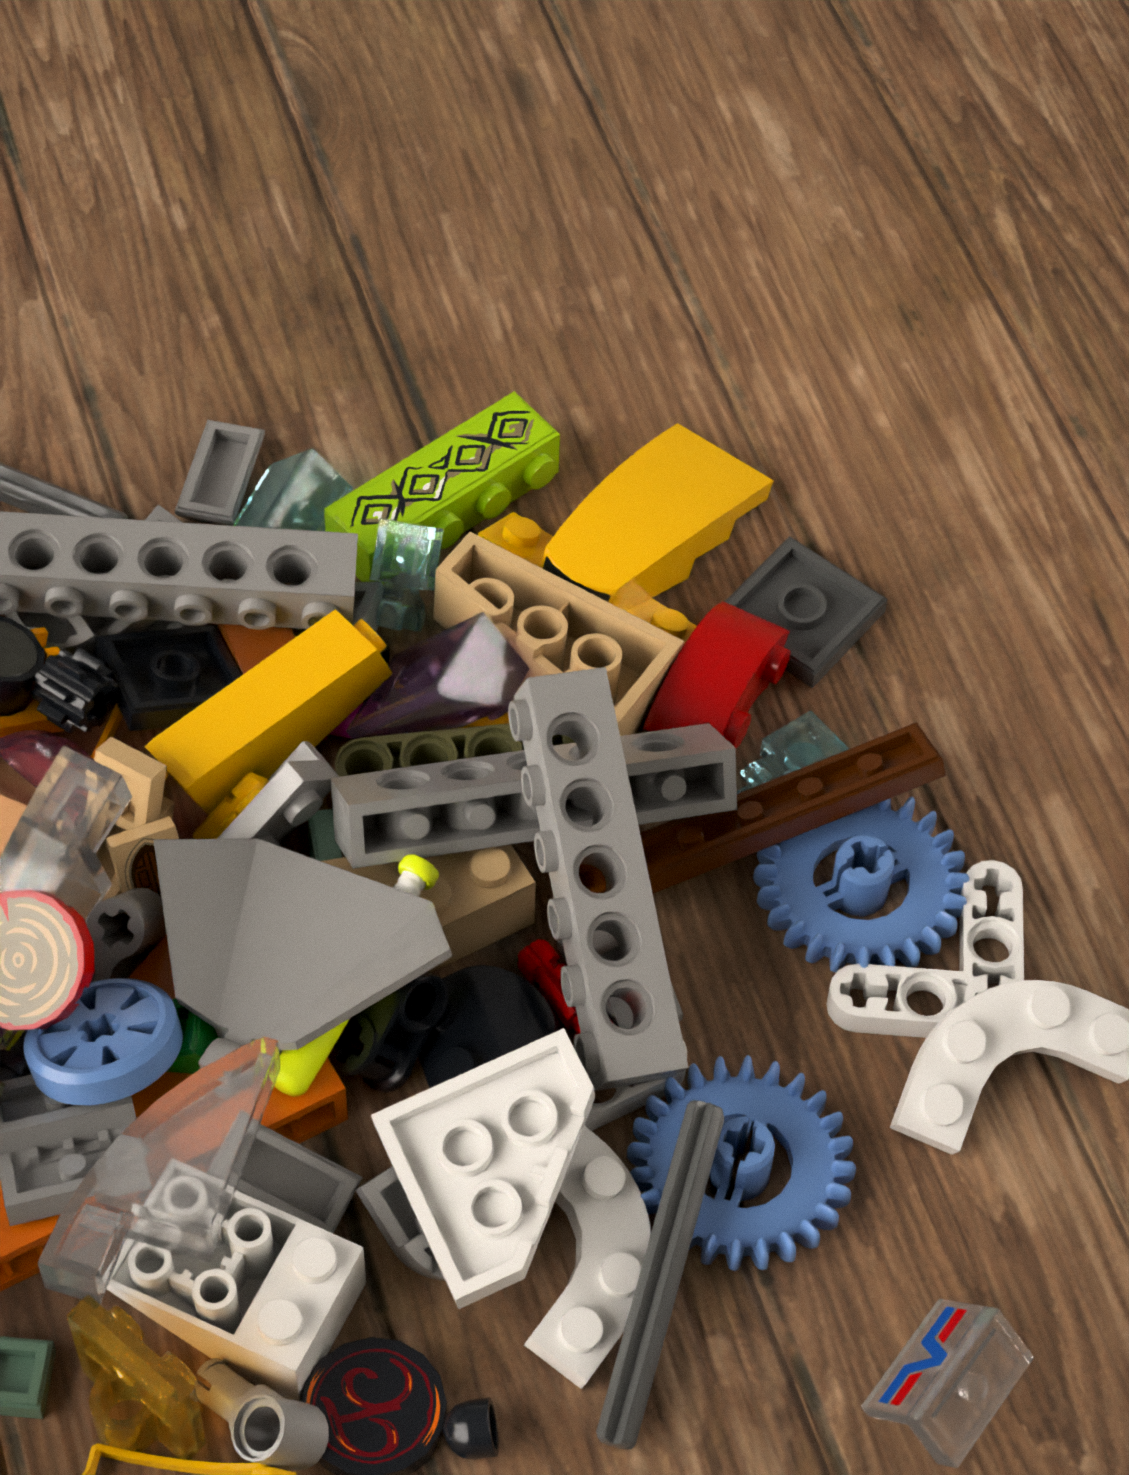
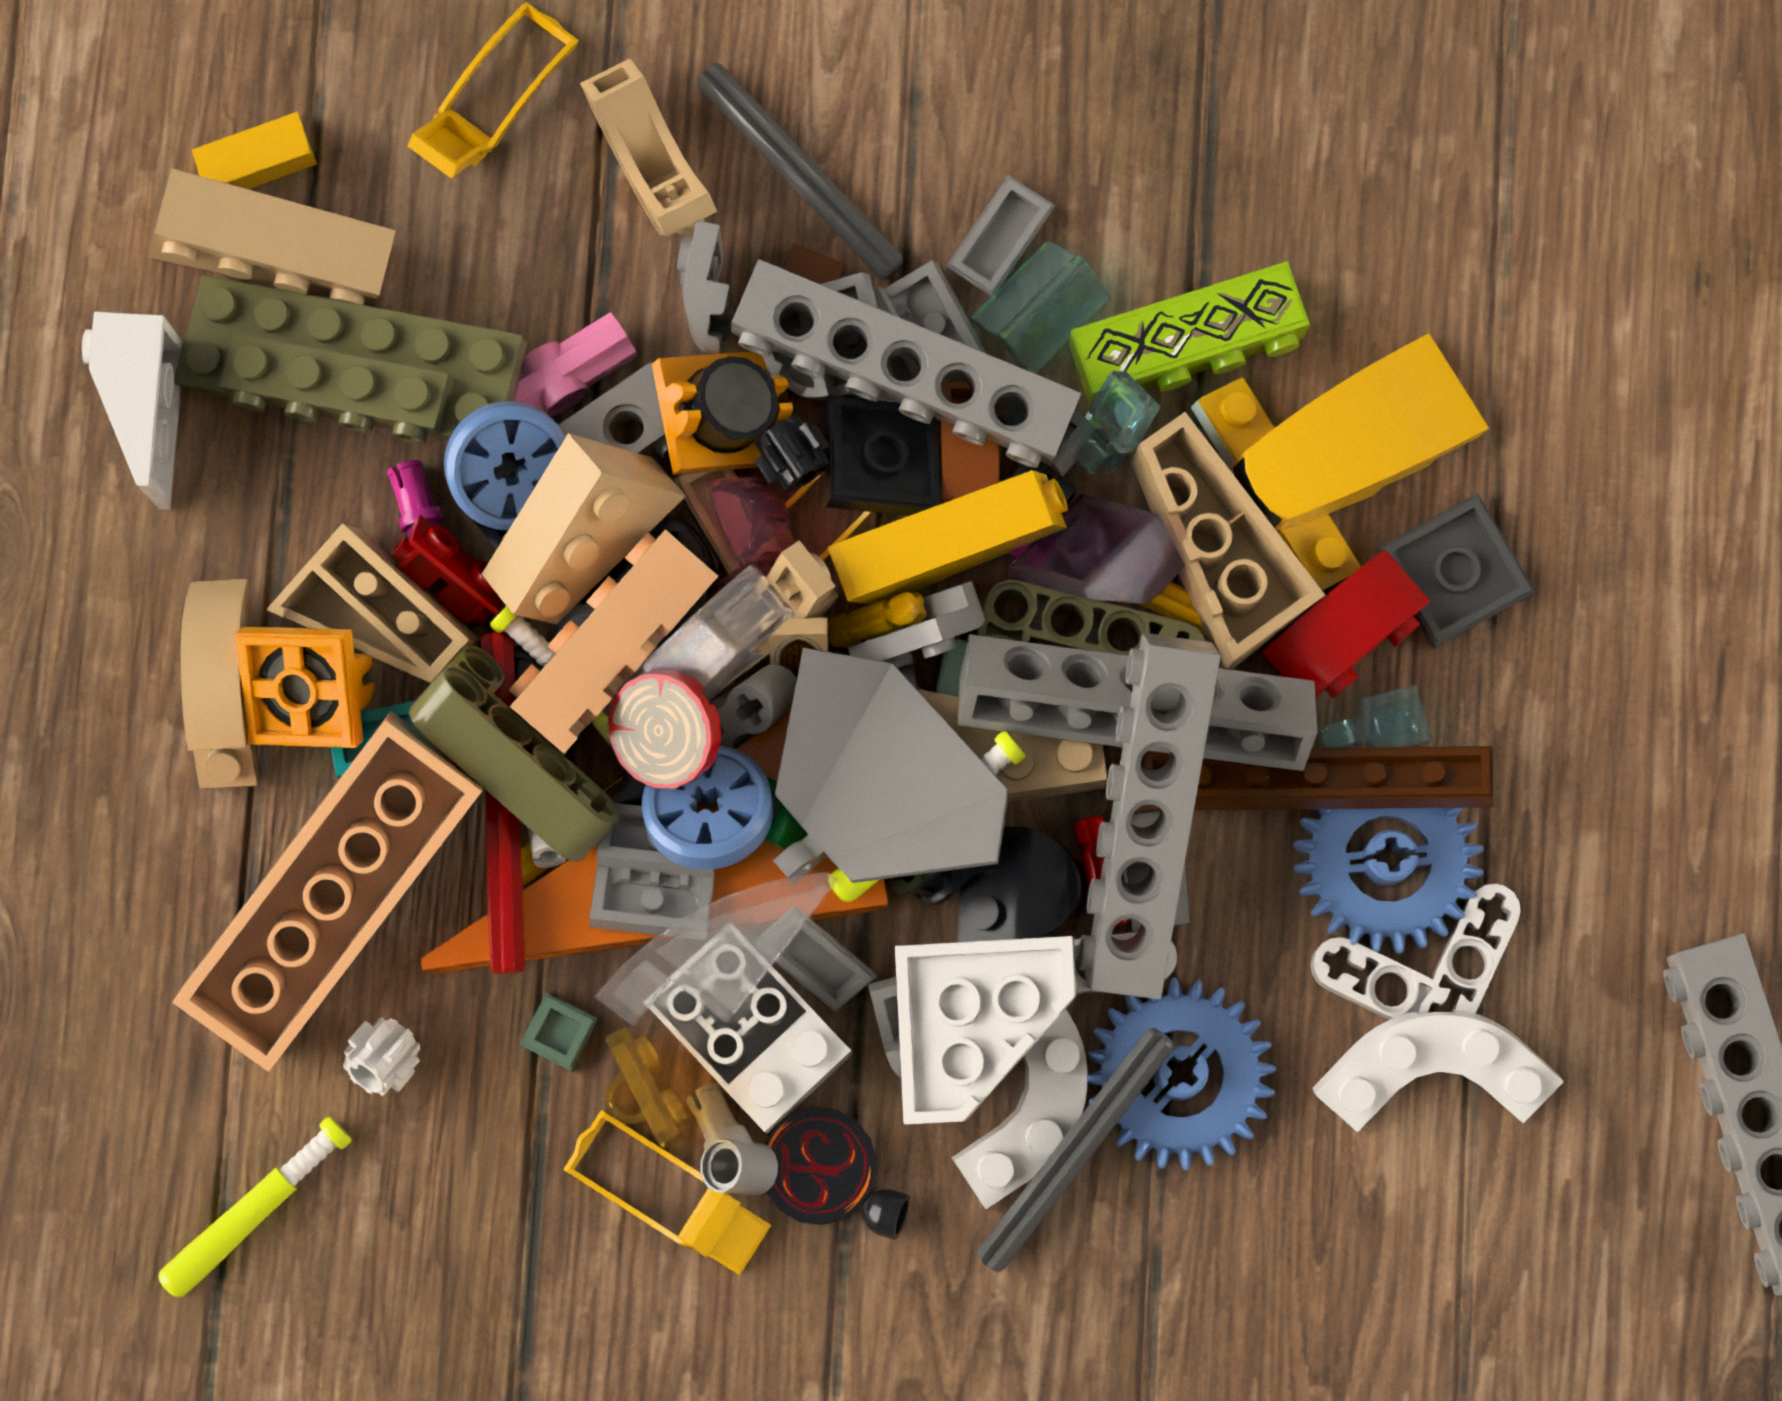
camera: 25 degrees right, 25 degrees up
(951, 1378) = (1263, 1313): clear panel -> none

